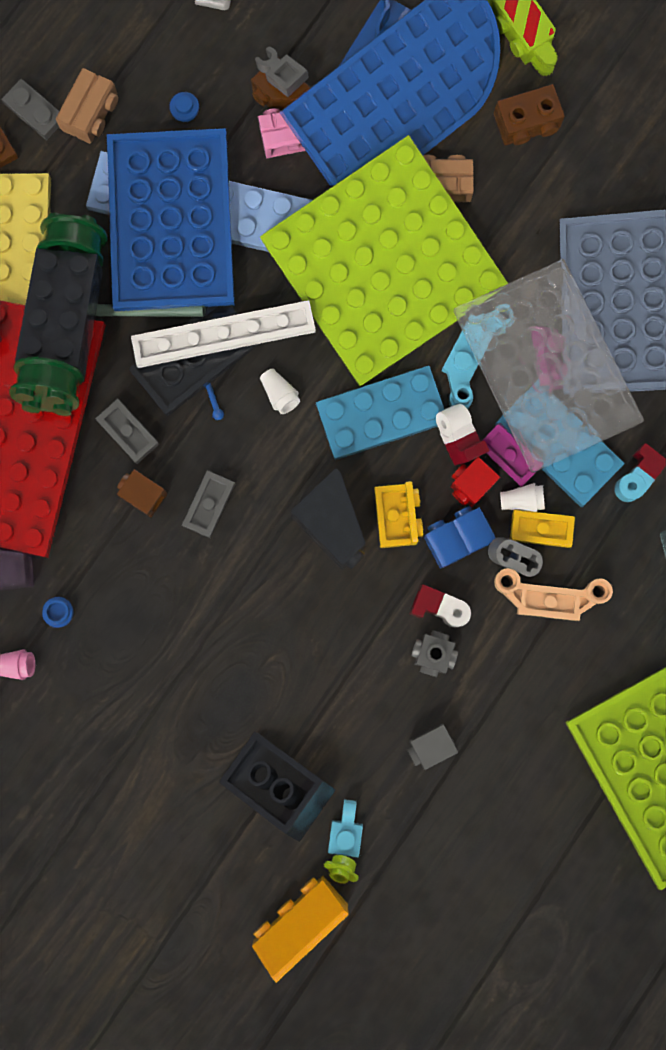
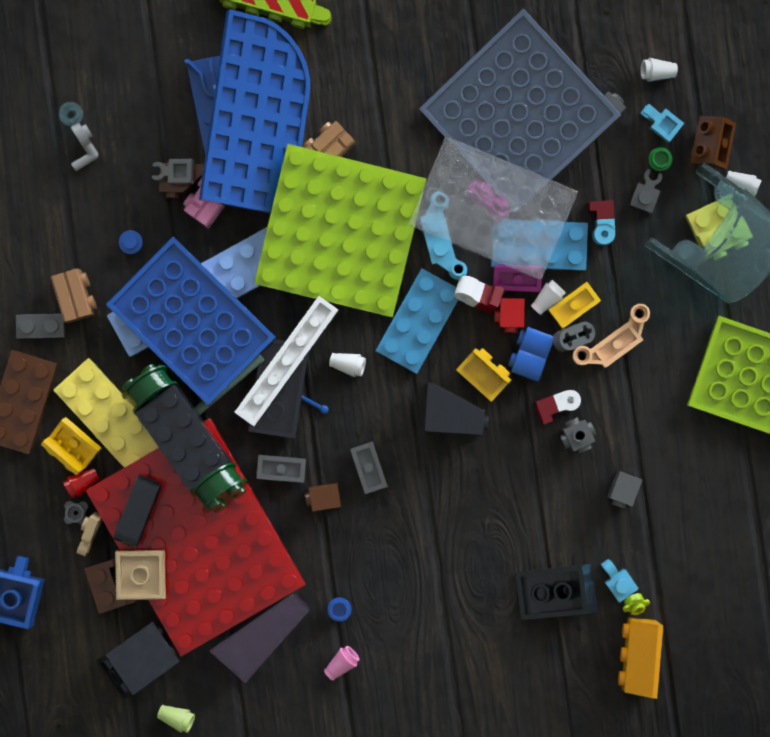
camera: 45 degrees left, 5 degrees up
(529, 115) = (342, 61): reddish brown brick -> none

